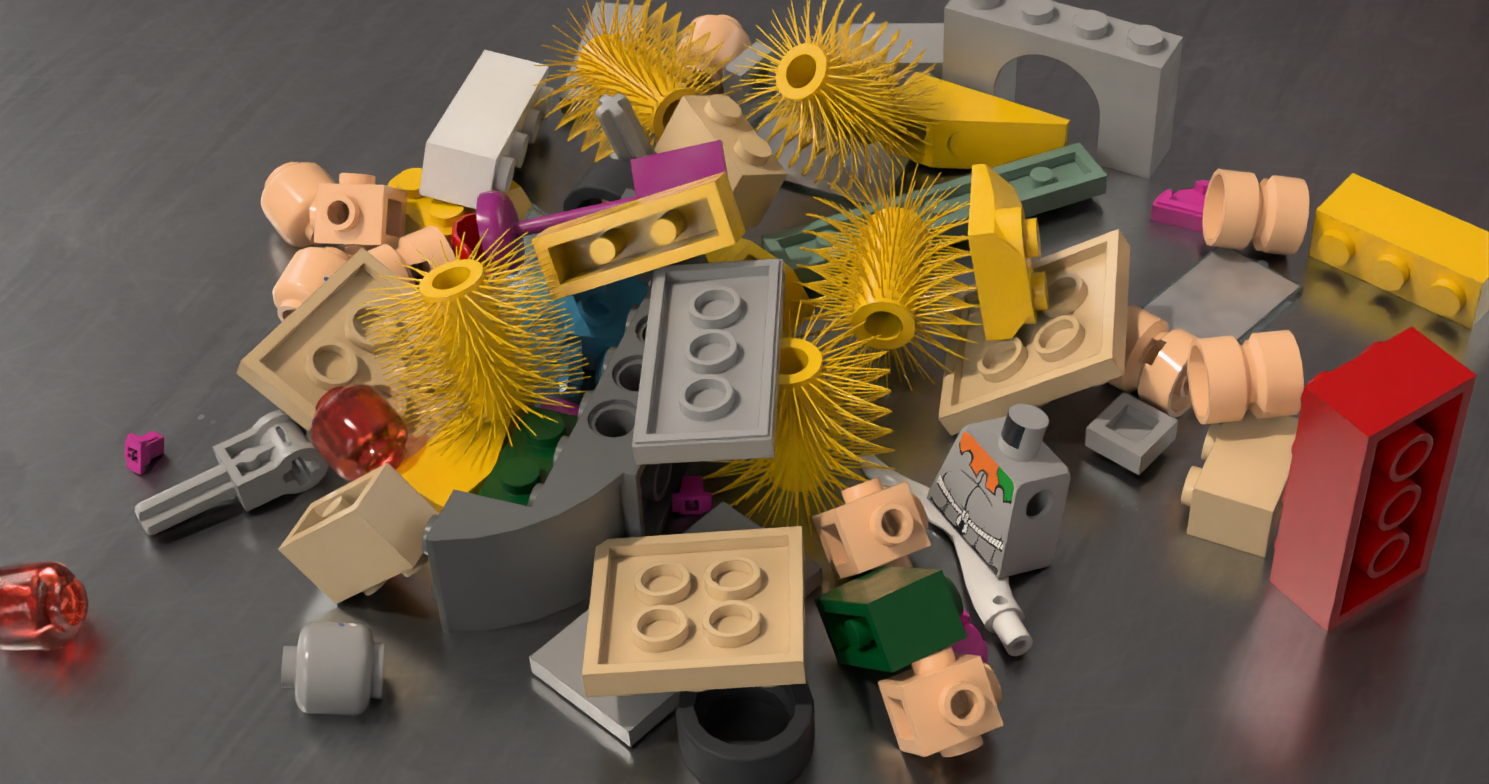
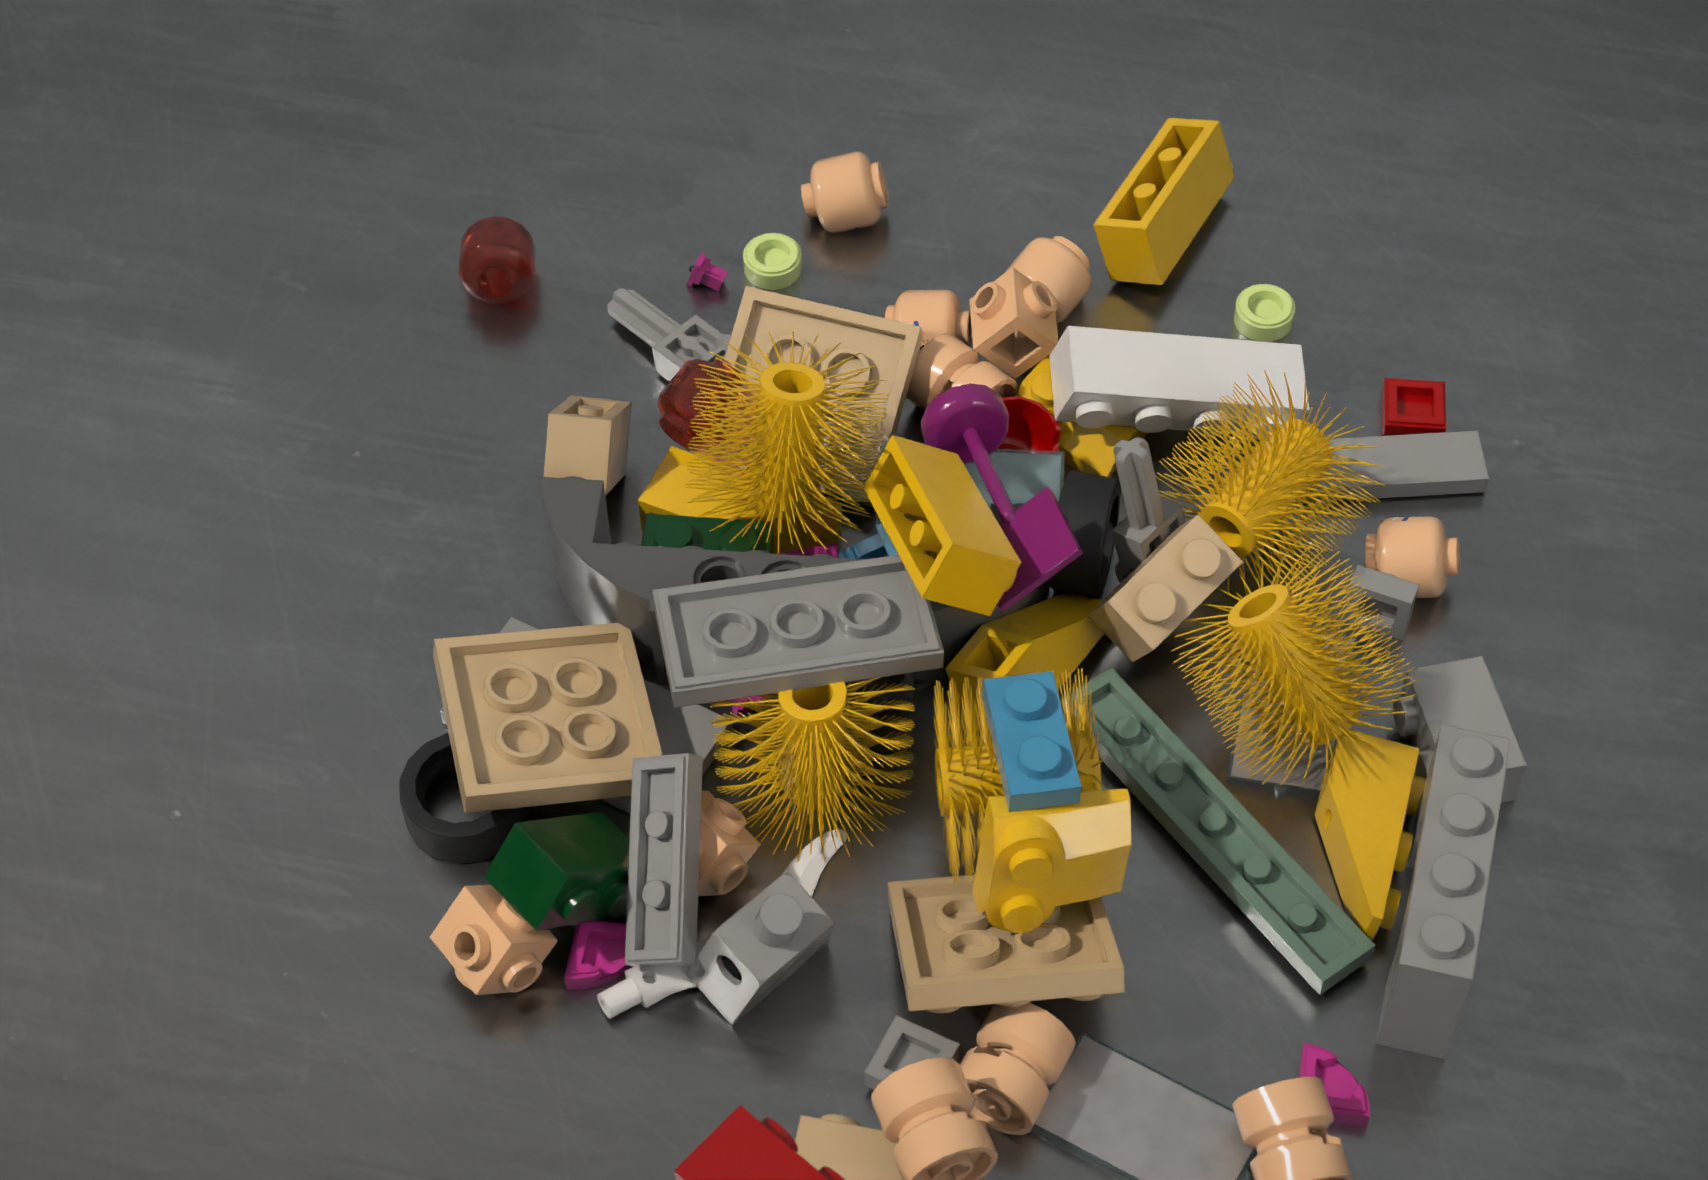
camera: 75 degrees right, 10 degrees up
(110, 318) = (845, 192): none -> light nougat head
(154, 399) = (772, 261): none -> yellowish green tile
(262, 106) = (1164, 201): none -> yellow brick
(334, 668) = (467, 481): light grey head -> none
(403, 96) = (1264, 312): none -> yellowish green tile
(541, 32) = (1413, 407): none -> red tile
(907, 530) = (664, 861): none -> light grey tile
(922, 194) = (1031, 741): none -> dark azure plate

